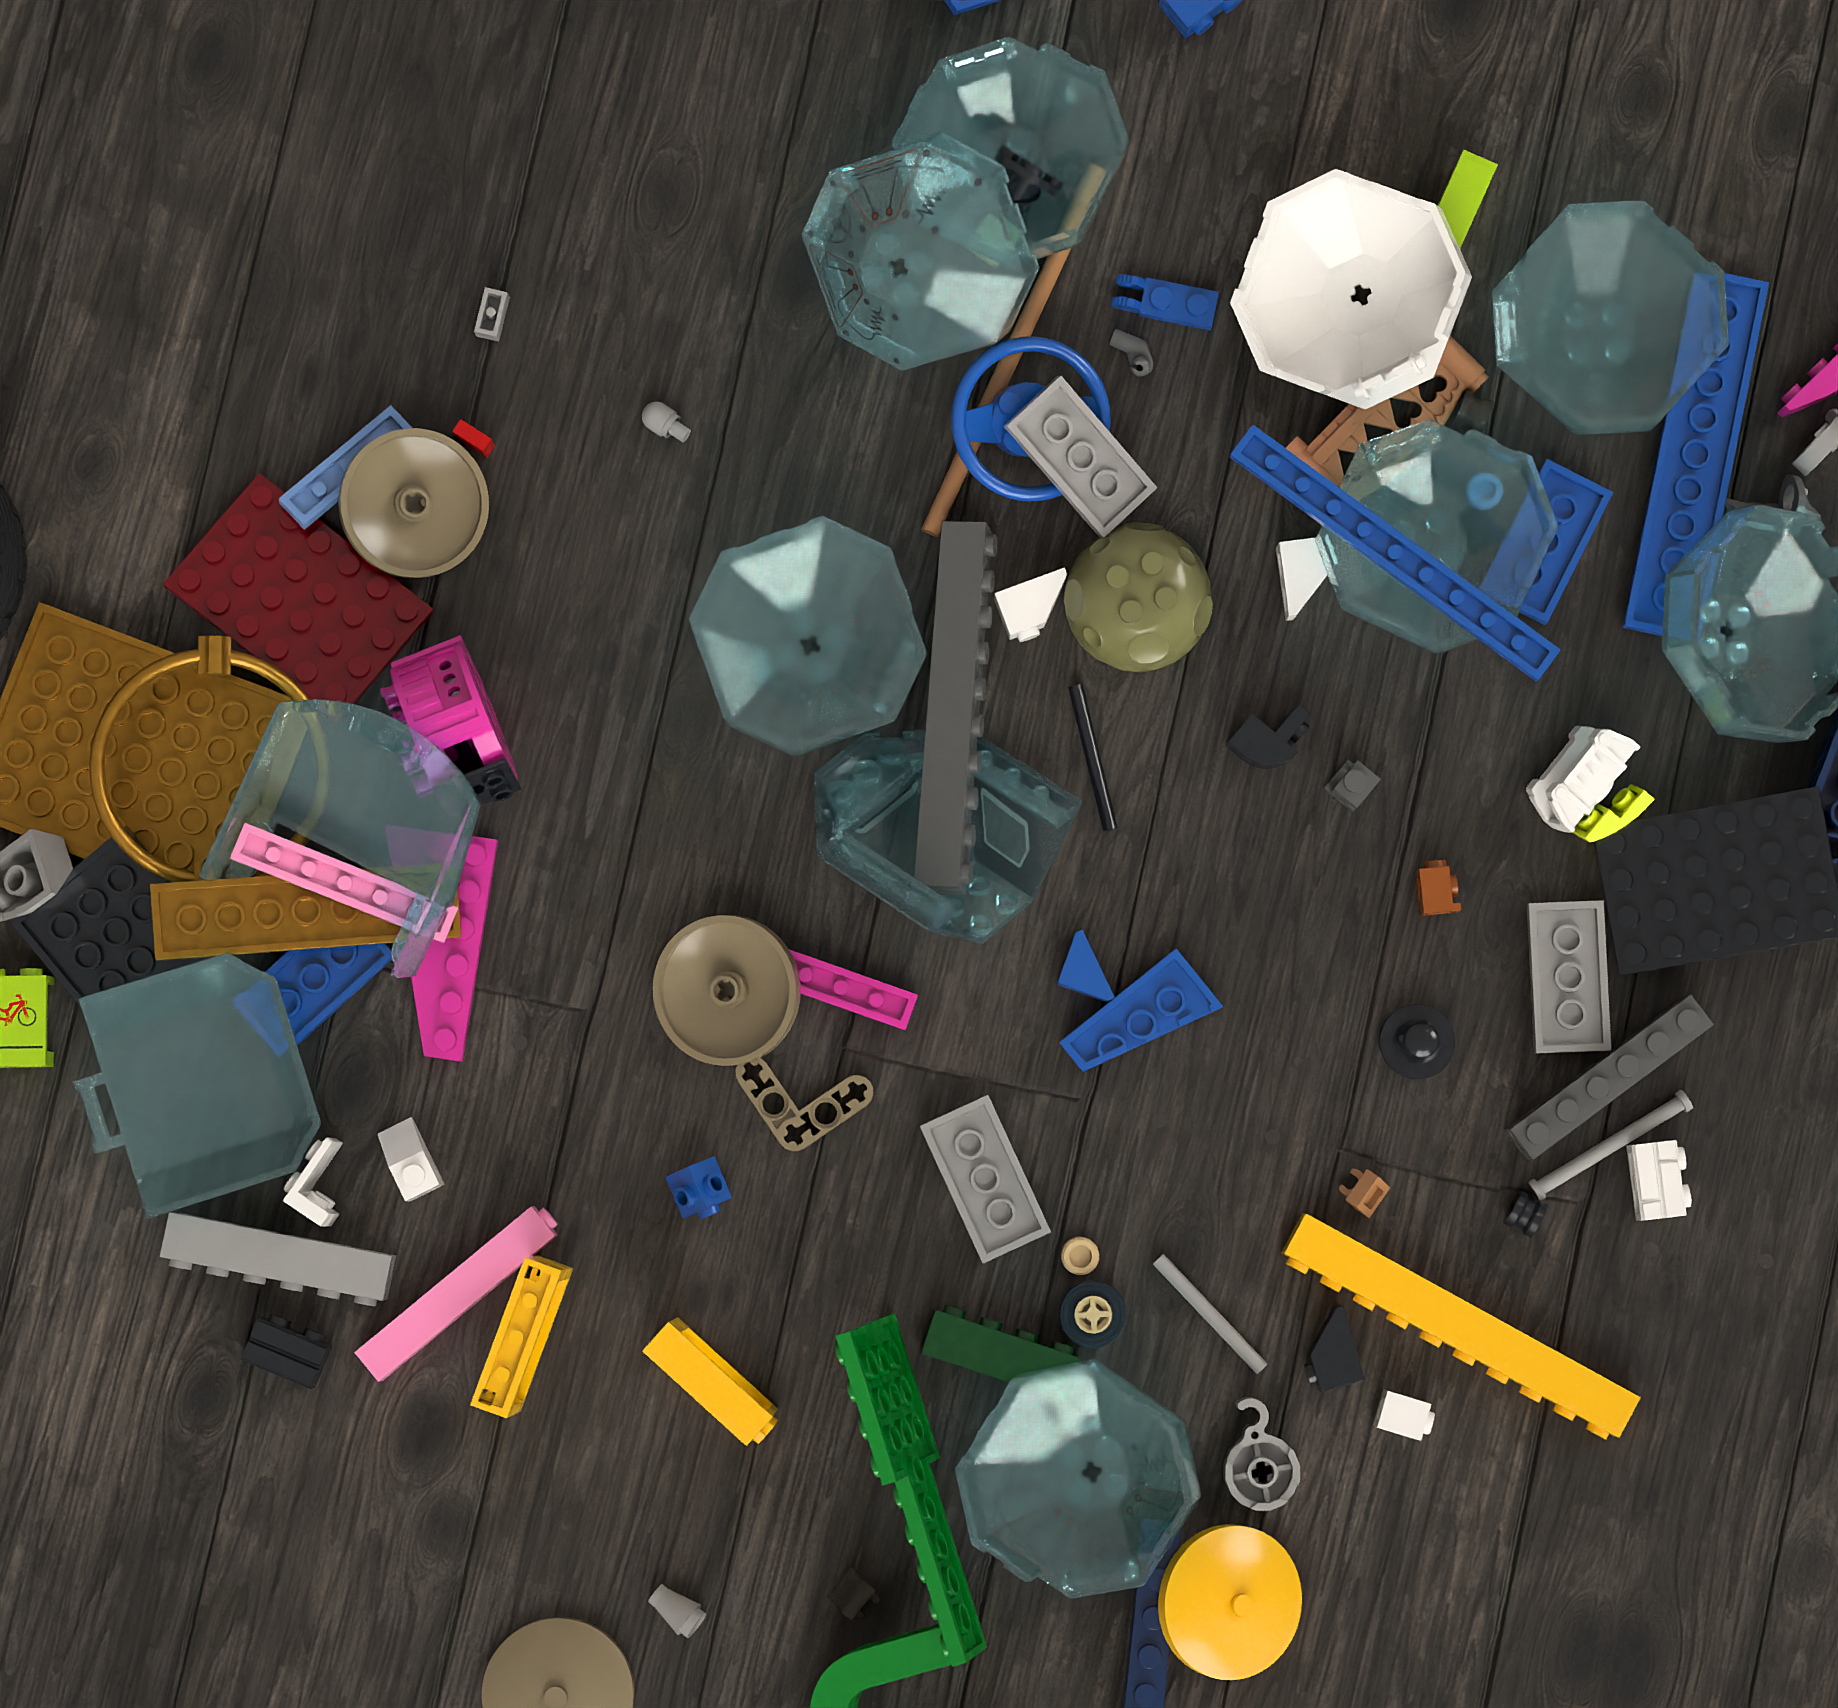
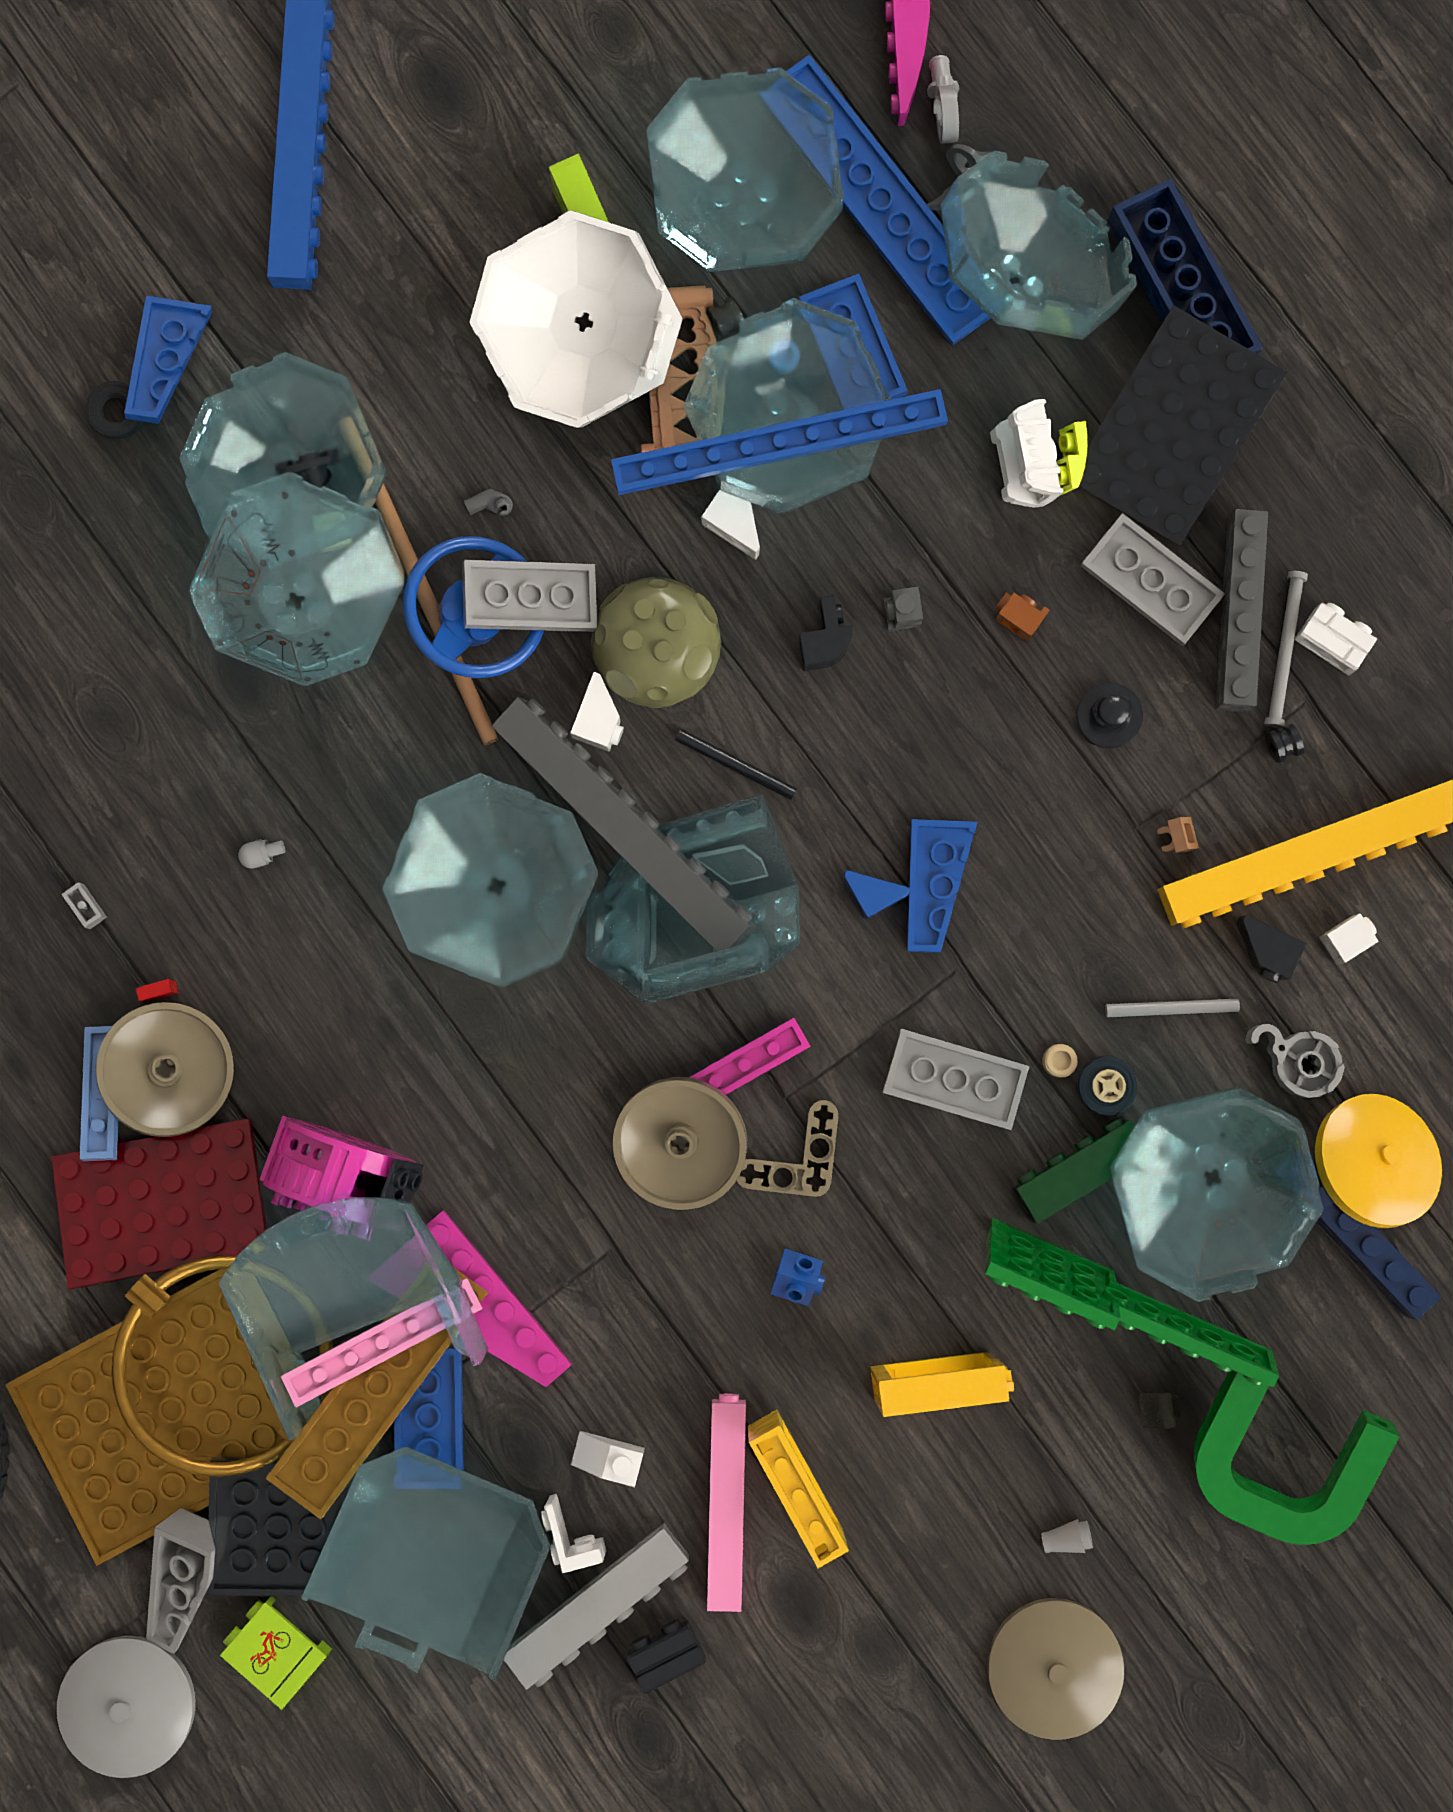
camera: 50 degrees left, 0 degrees up
(1168, 301) = (476, 451): blue hinge -> none

